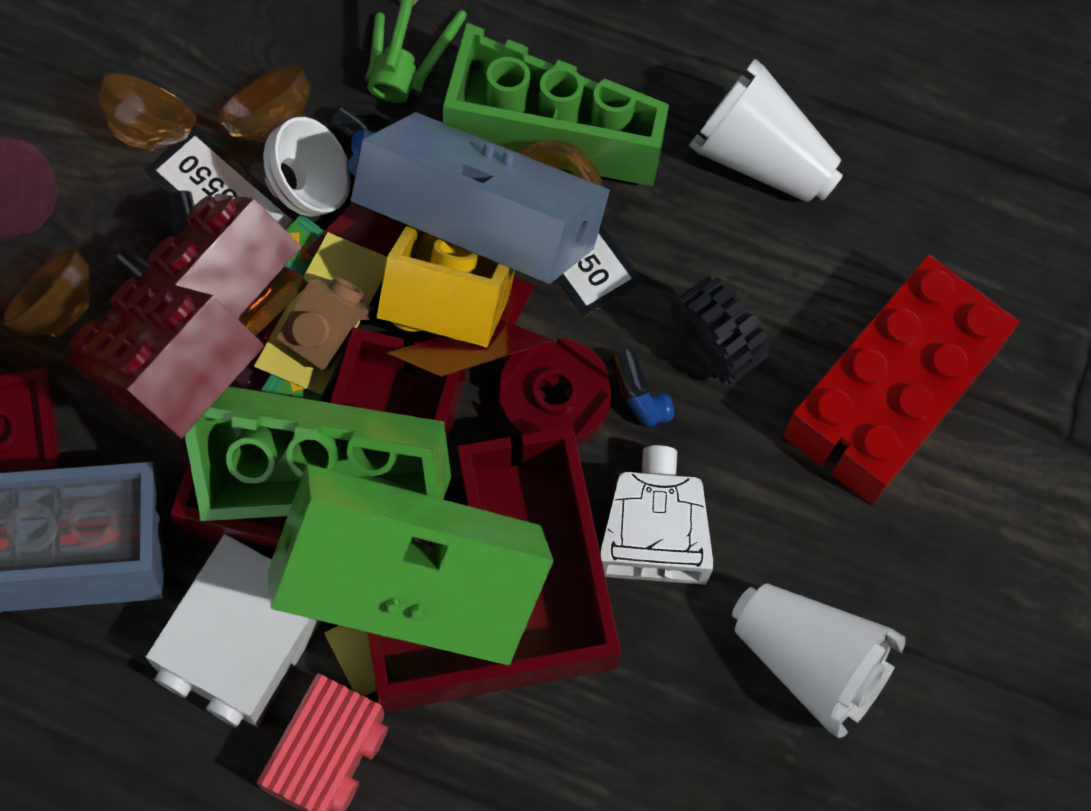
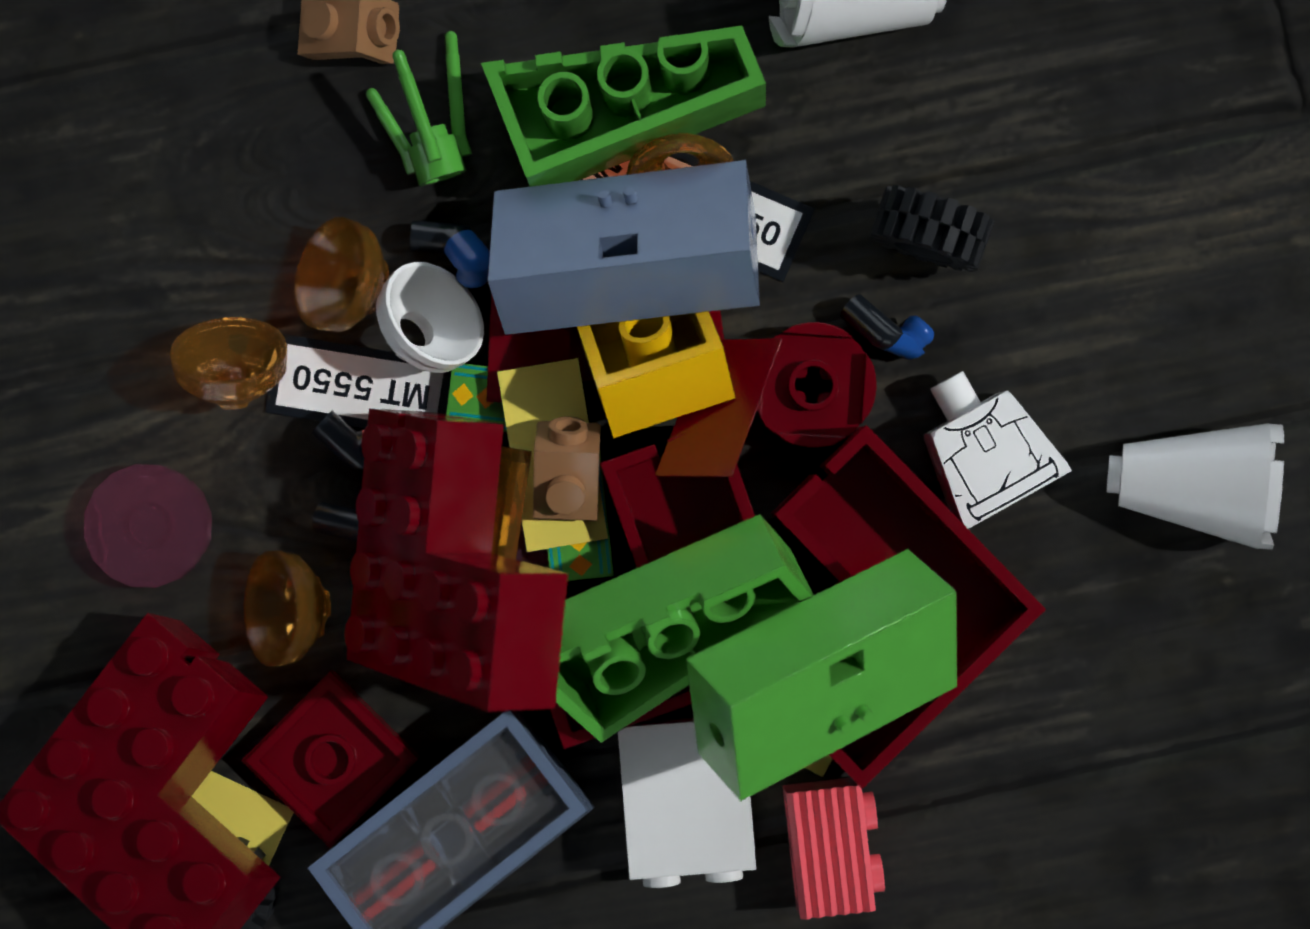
camera: 30 degrees left, 20 degrees up
(900, 378) = (1127, 158): red piece -> none

